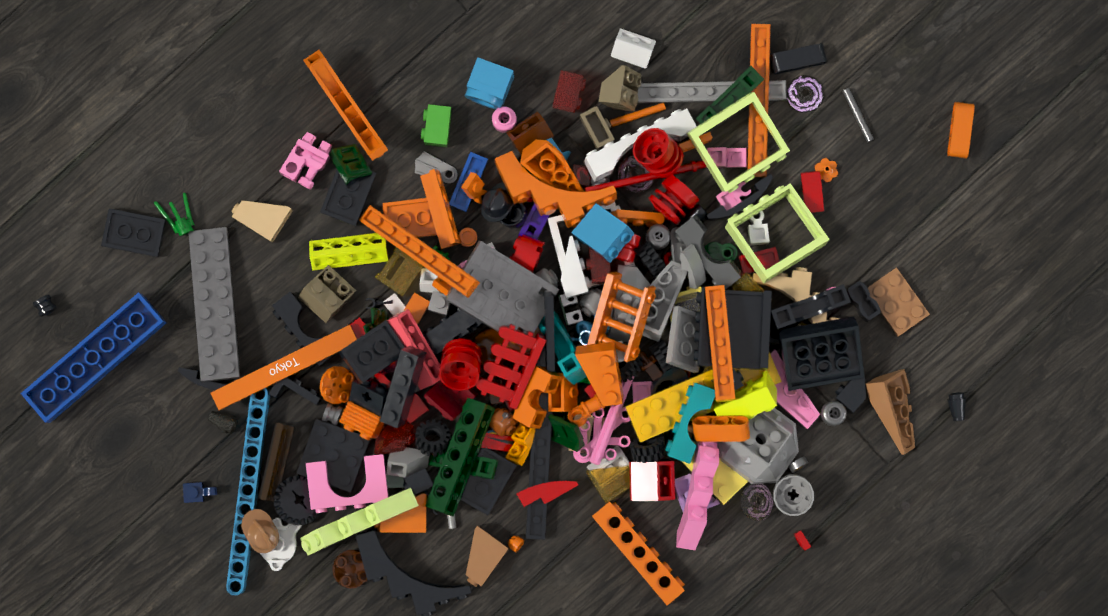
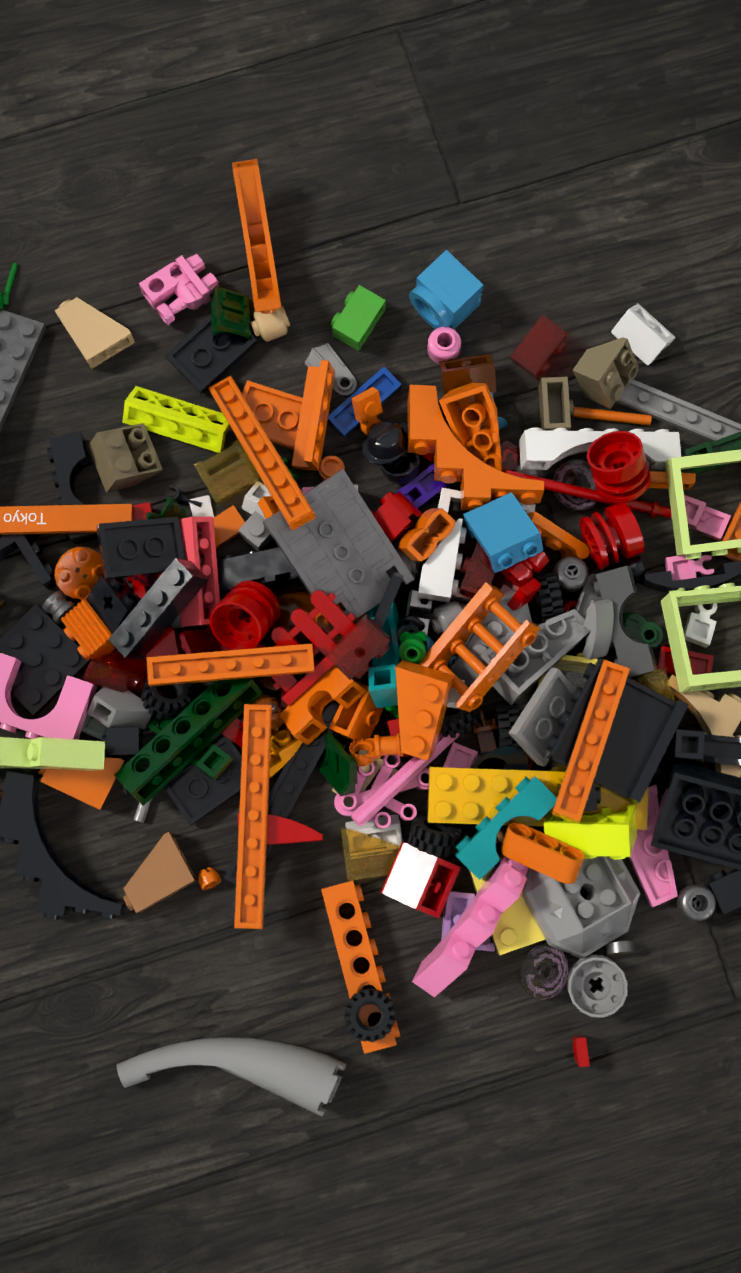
camera: 25 degrees right, 5 degrees down
(383, 161) = (270, 325): none -> tan head
(468, 401) = (230, 664): none -> orange plate
(527, 490) = (253, 816): none -> orange tile
(545, 352) = (359, 648): none -> clear red brick
(552, 260) = (429, 529): none -> orange brick
(571, 324) = (409, 622): none -> black bush
(579, 335) = (413, 641): none -> green brick
(635, 267) = (524, 594): none -> red tile
(671, 579) = (364, 1032): none -> black tyre

